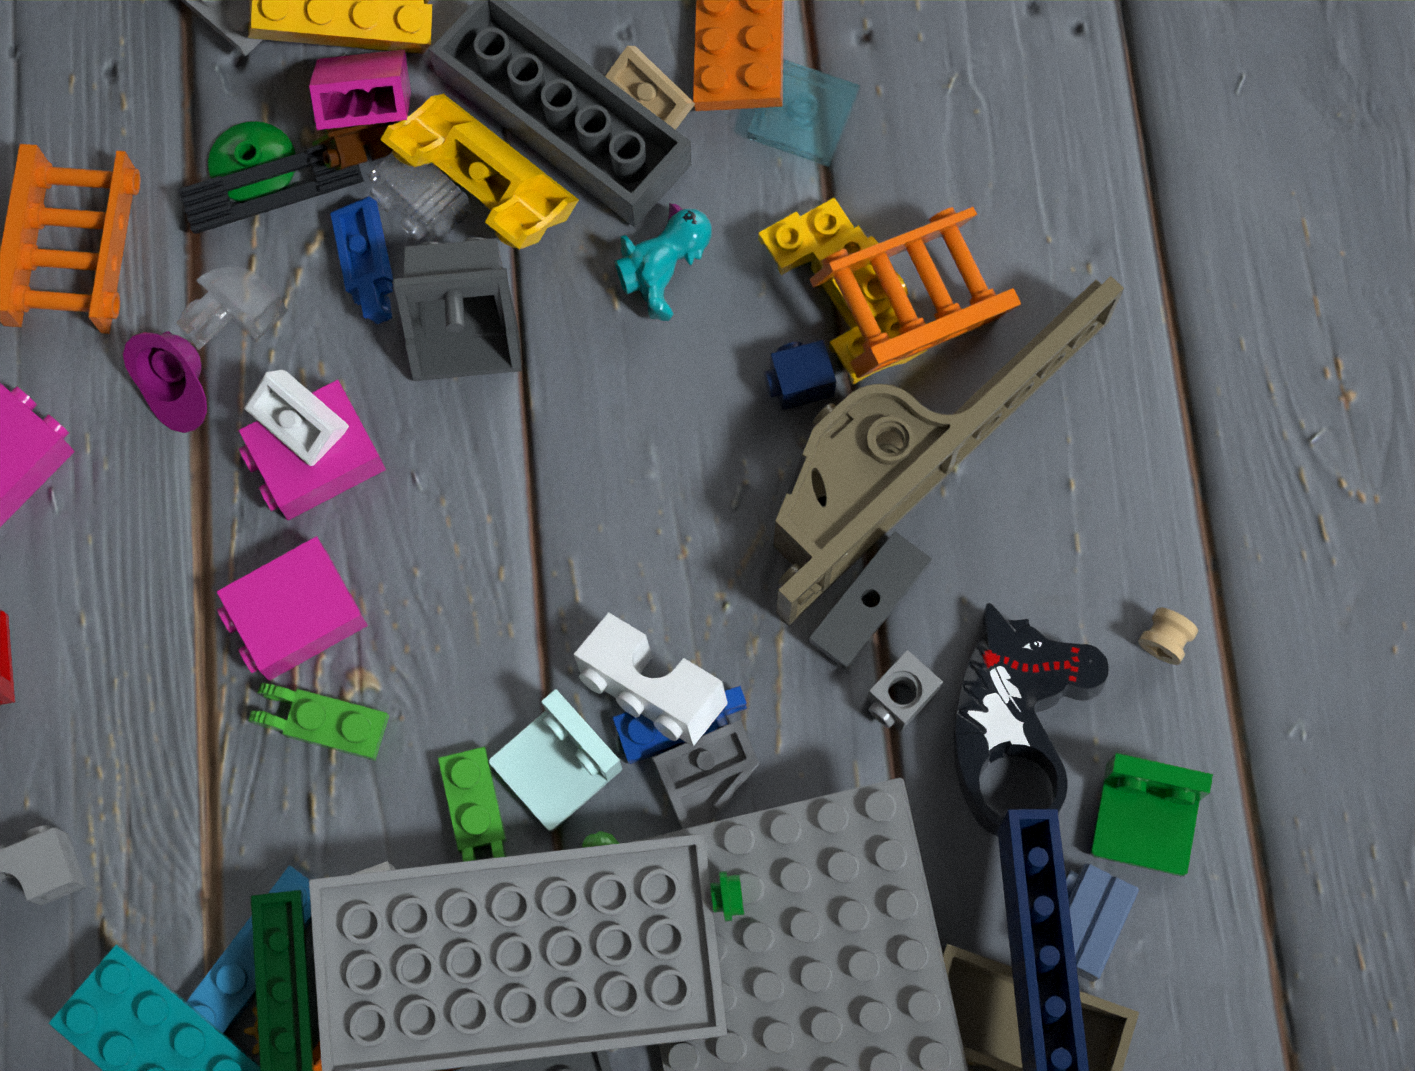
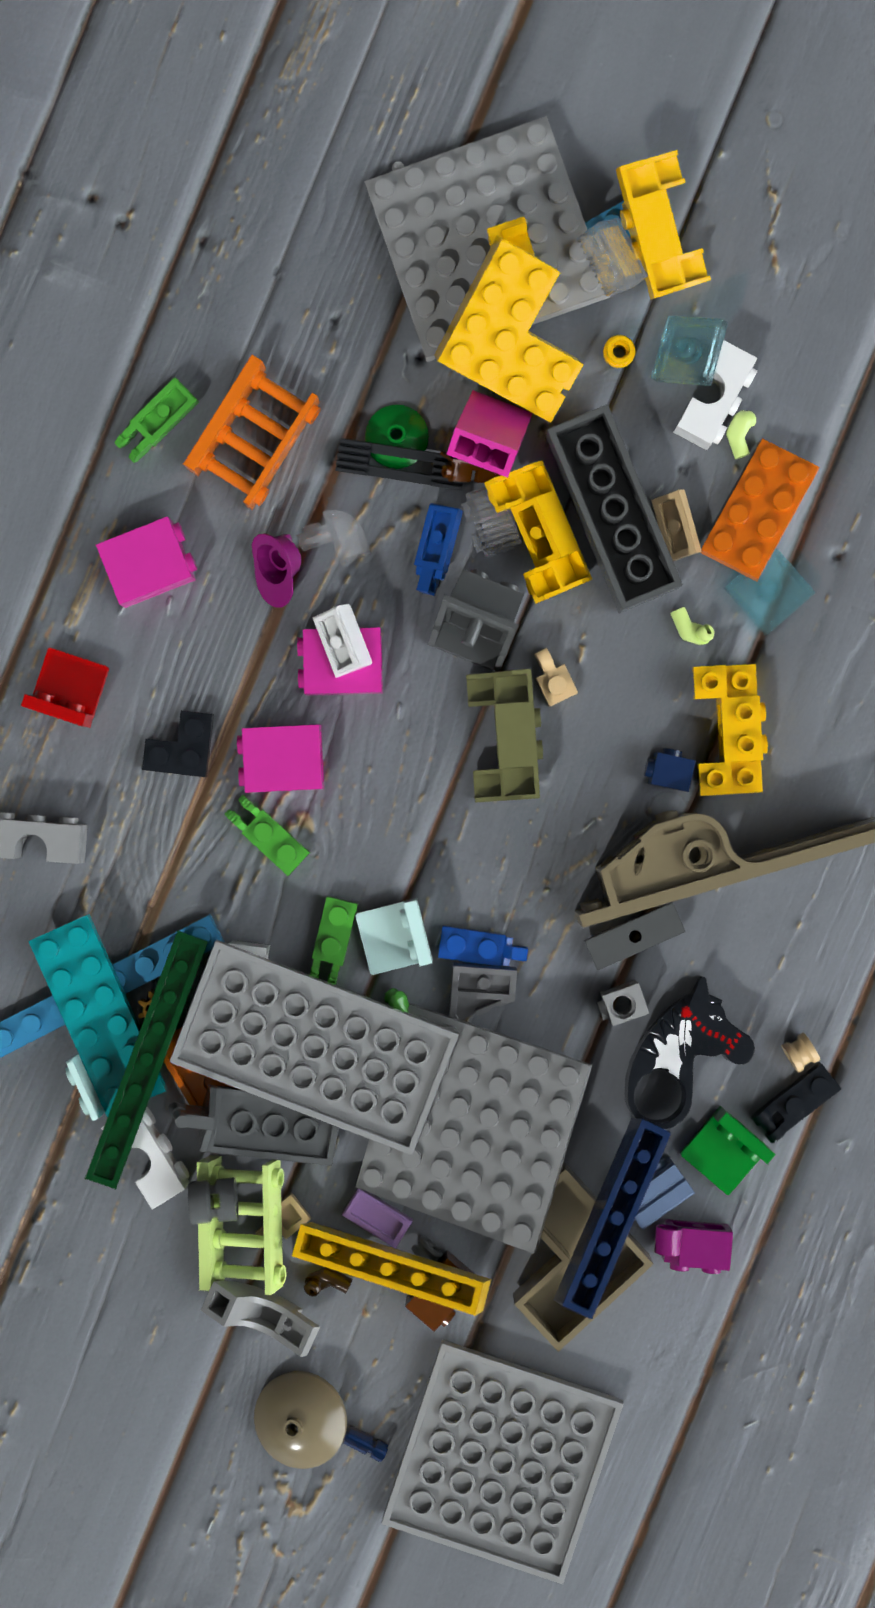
camera: 25 degrees right, 15 degrees up
(161, 675) = (188, 754): none -> black plate
(575, 417) = (515, 735): none -> olive bracket
(596, 345) = (555, 682): none -> tan plate
(653, 261) = (617, 647): teal animal -> none
(677, 703) = (484, 945): white arch -> none
(727, 896) = (453, 1078): green plate -> none
(733, 204) = (691, 631): none -> yellowish green arm
(914, 332) = (783, 790): orange fence -> none
(1183, 966) = (694, 1245): none -> magenta hinge
(1202, 704) = (796, 1102): none -> black plate

